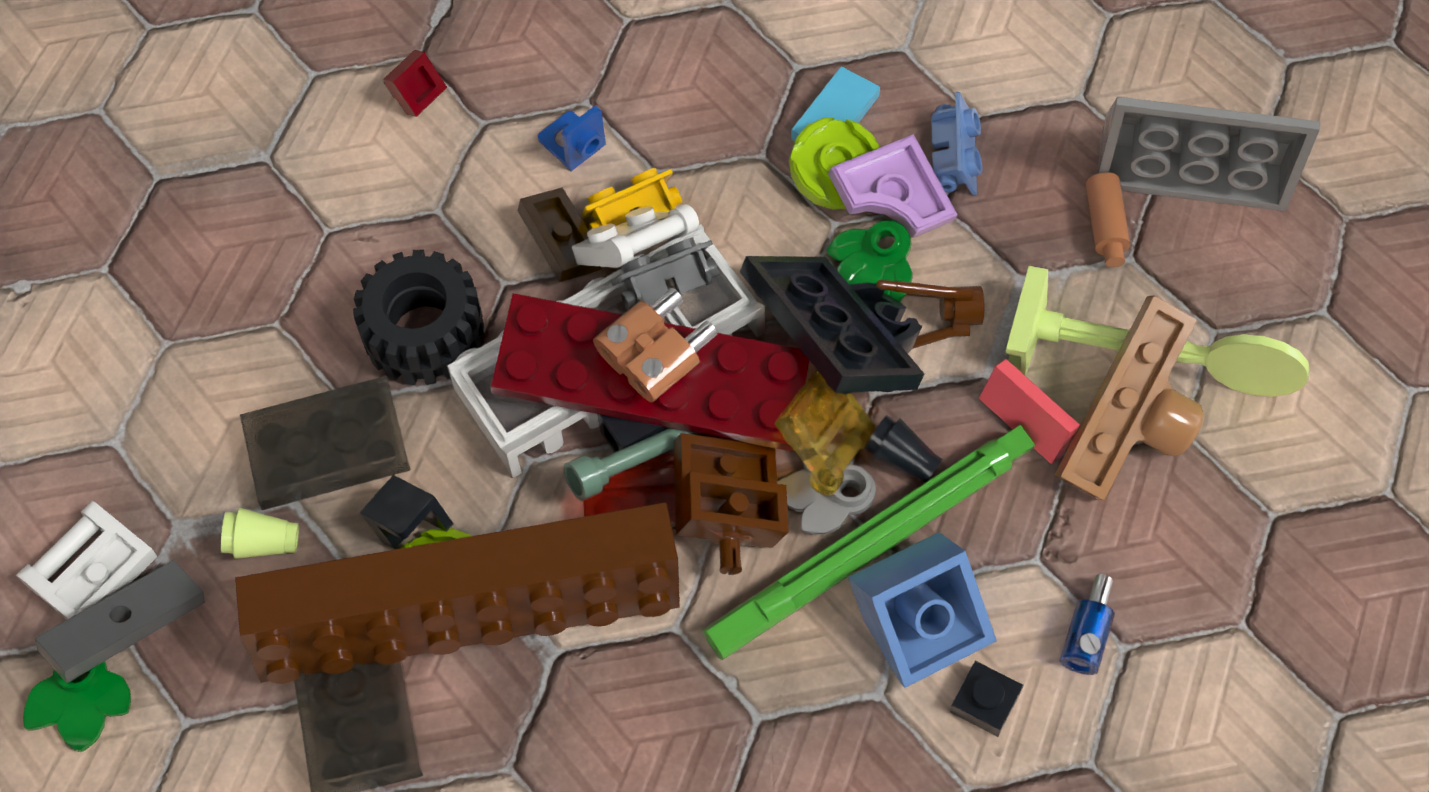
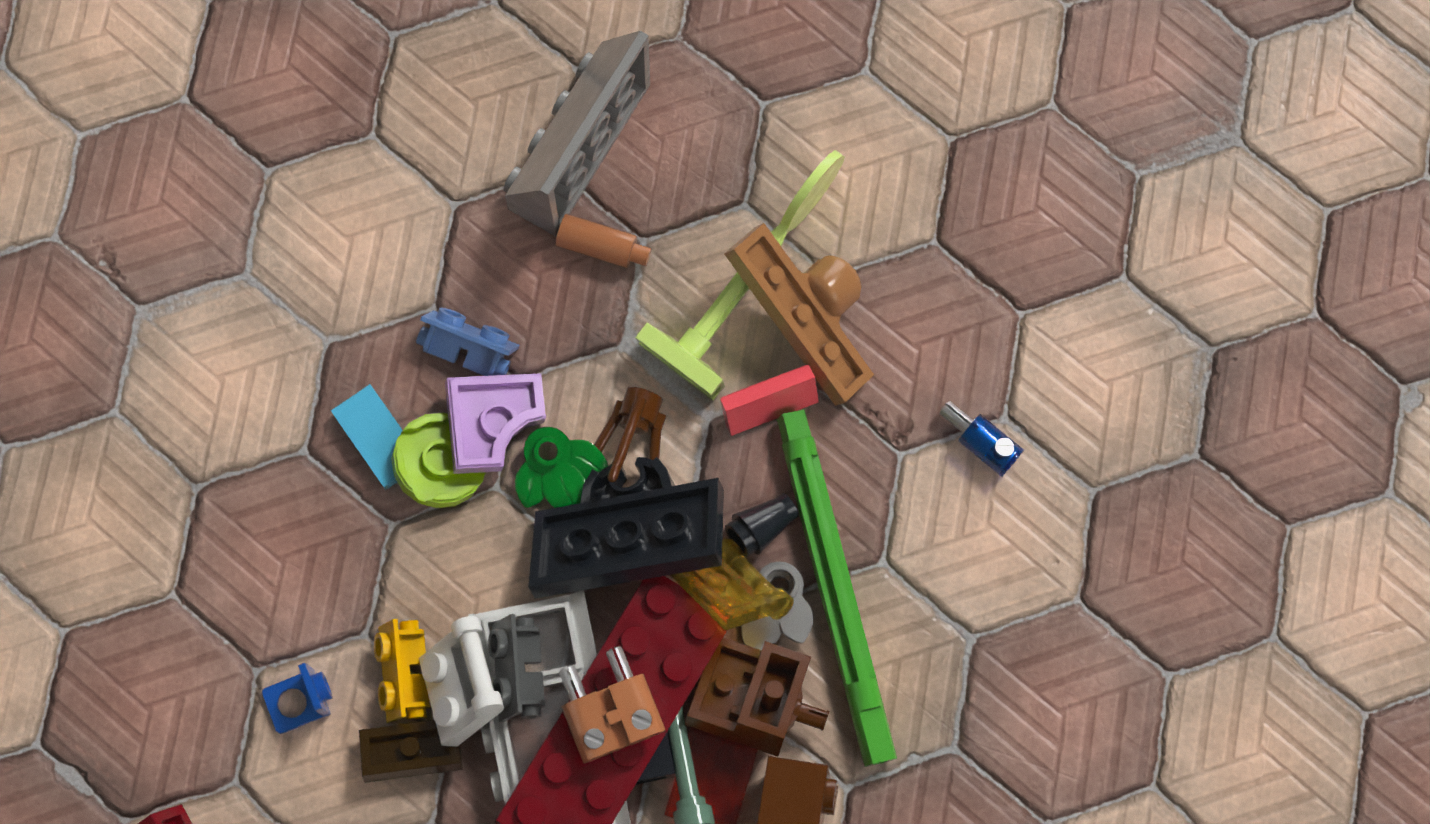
camera: 75 degrees left, 15 degrees up
(923, 608) = (915, 570): medium blue slope -> none
(986, 698) = (1010, 550): black plate -> none

